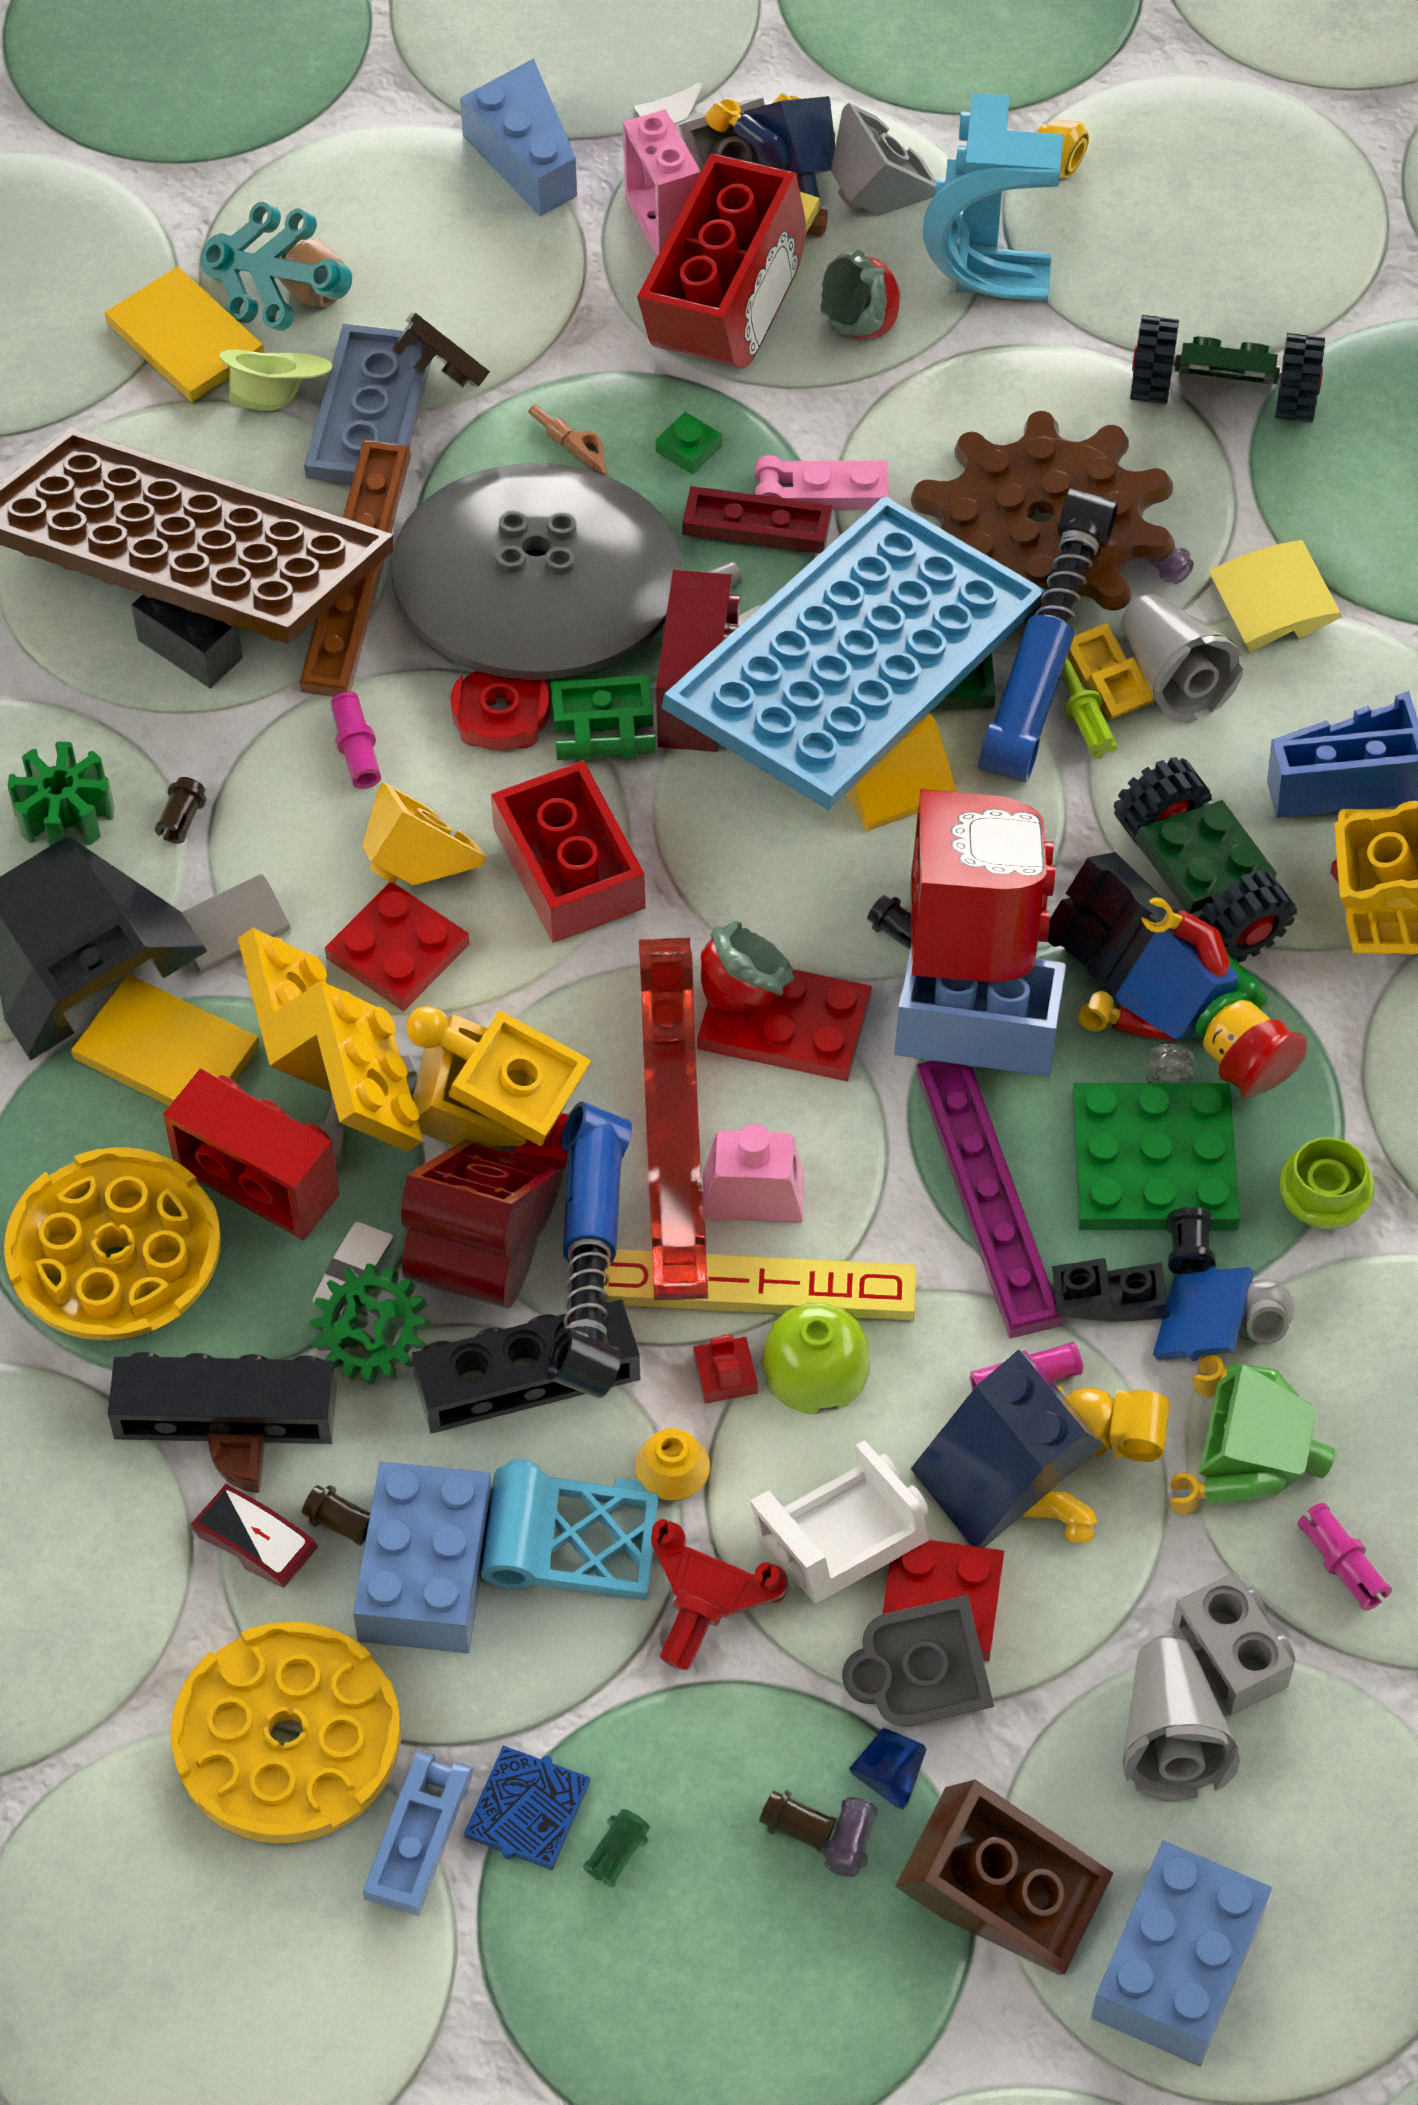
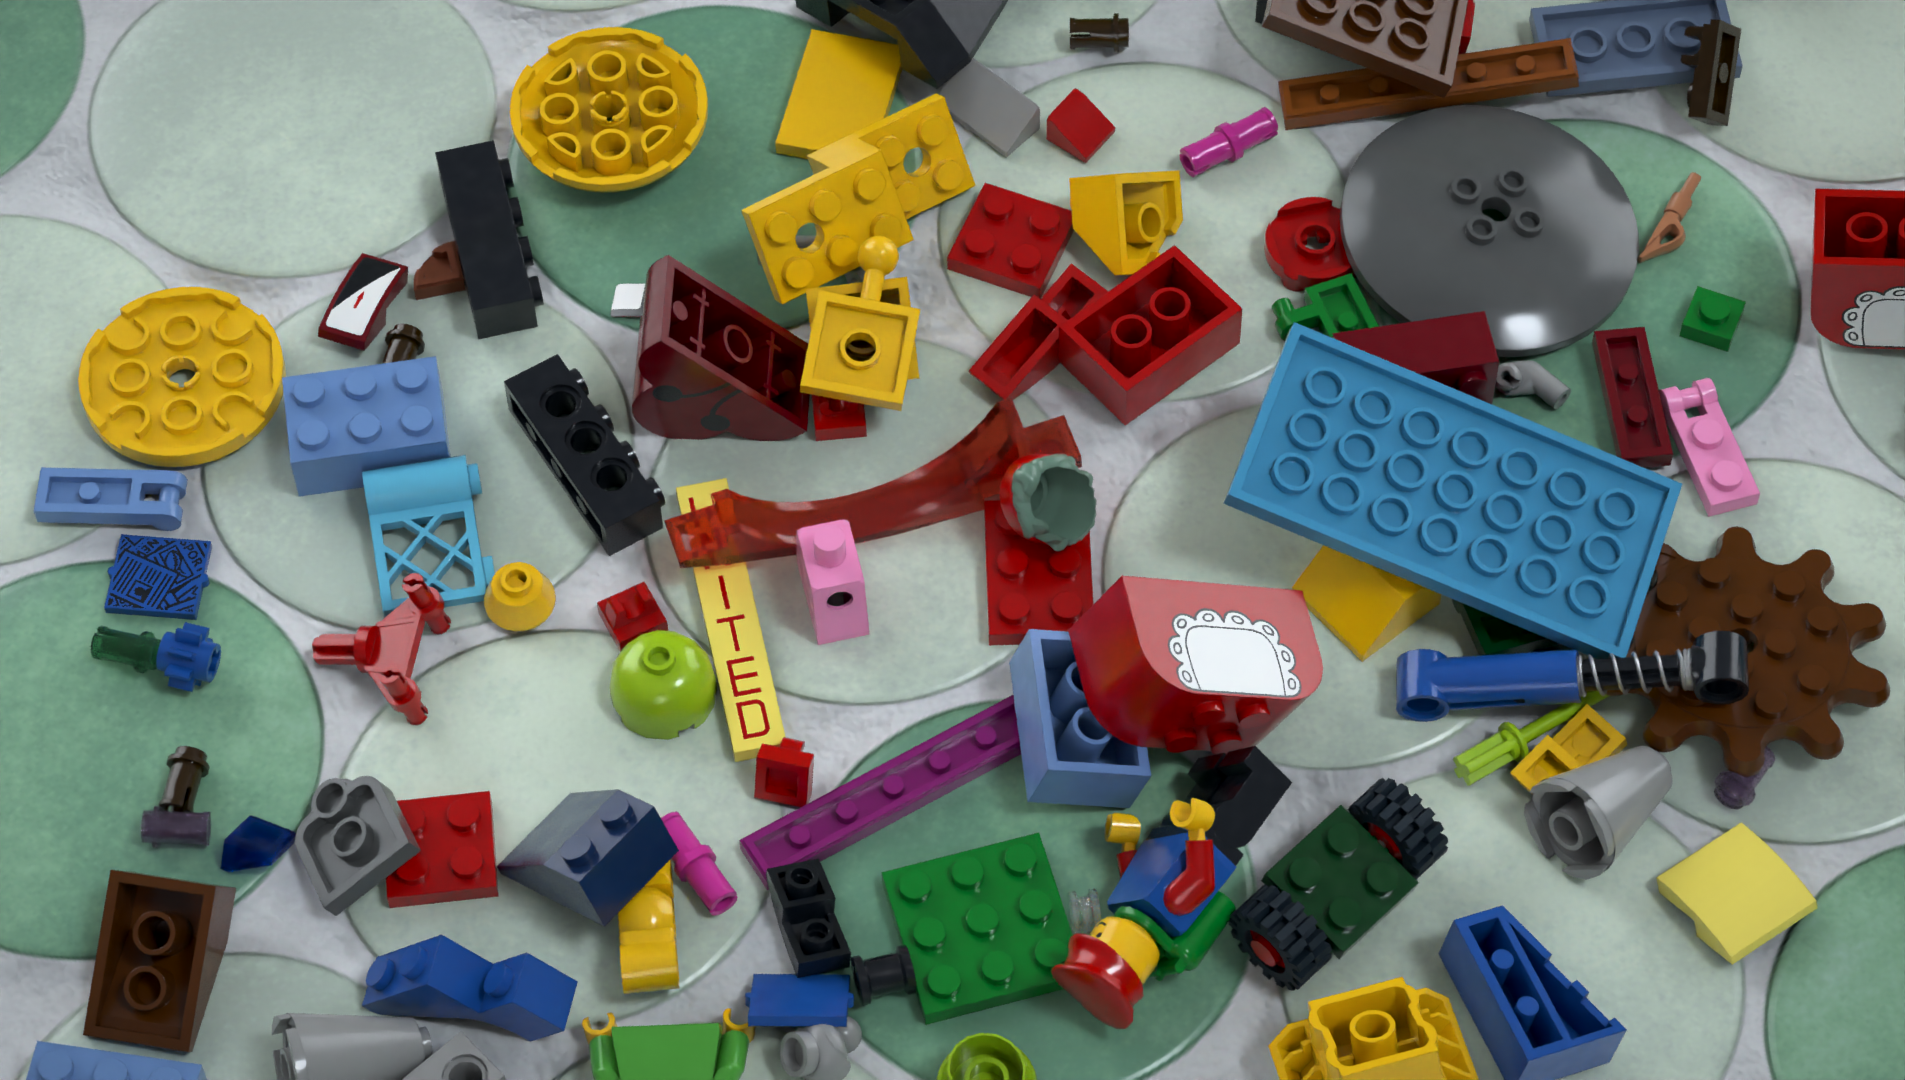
camera: 75 degrees right, 0 degrees up
(253, 1153) = (726, 173): red brick -> none
(285, 856) = (1078, 126): none -> red slope
(391, 1315) = (589, 321): green gear -> none
(525, 942) = (1031, 340): none -> red slope
(595, 1145) = (709, 455): piece -> none
(654, 1783) = (188, 657): none -> blue gear
(844, 1525) = (476, 738): white panel -> none
(952, 1270) = (784, 773): none -> red tile
(1070, 1510) = (553, 934): yellow arm -> none
(1118, 1597) = (453, 982): none -> blue arch

